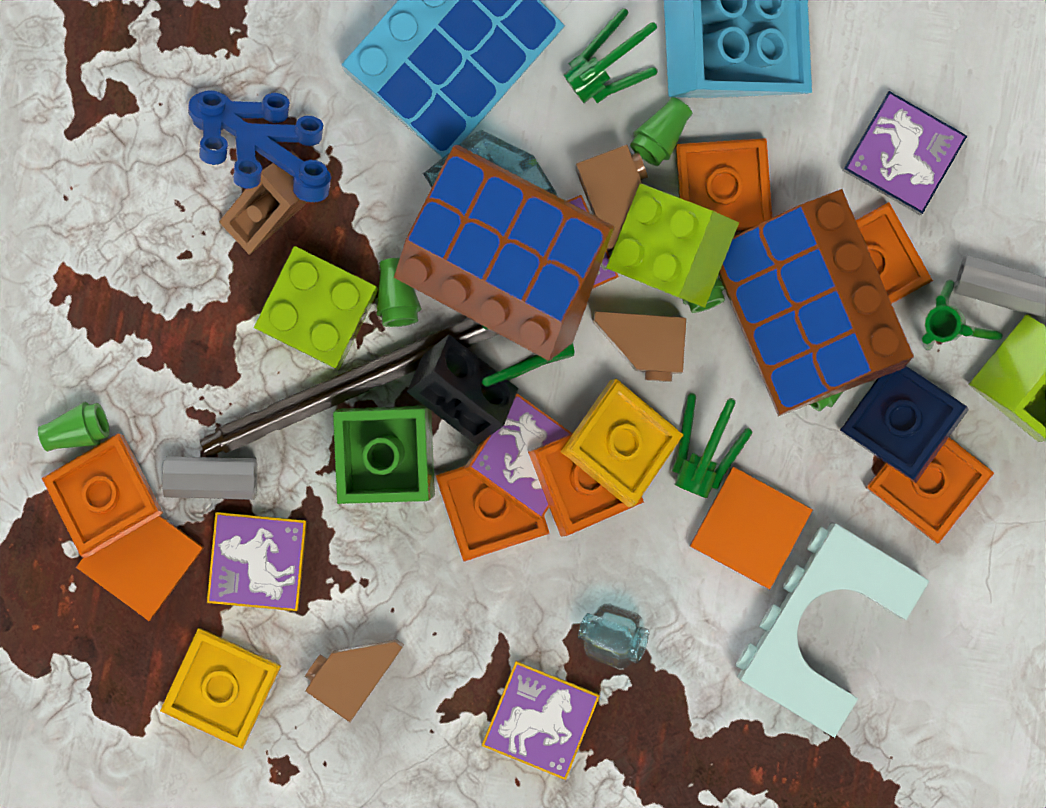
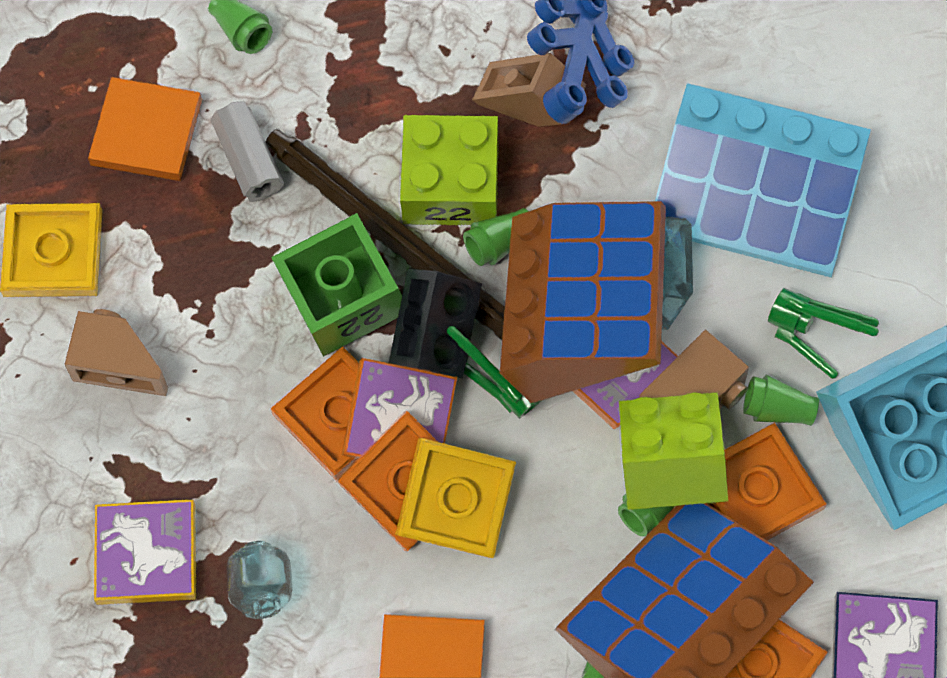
camera: 65 degrees right, 20 degrees down
(102, 495) = (187, 69): orange tile -> none
(257, 561) = (187, 228): tile -> none
(646, 342) = (567, 480): medium nougat slope -> none
(698, 473) = (462, 586): green plant -> none

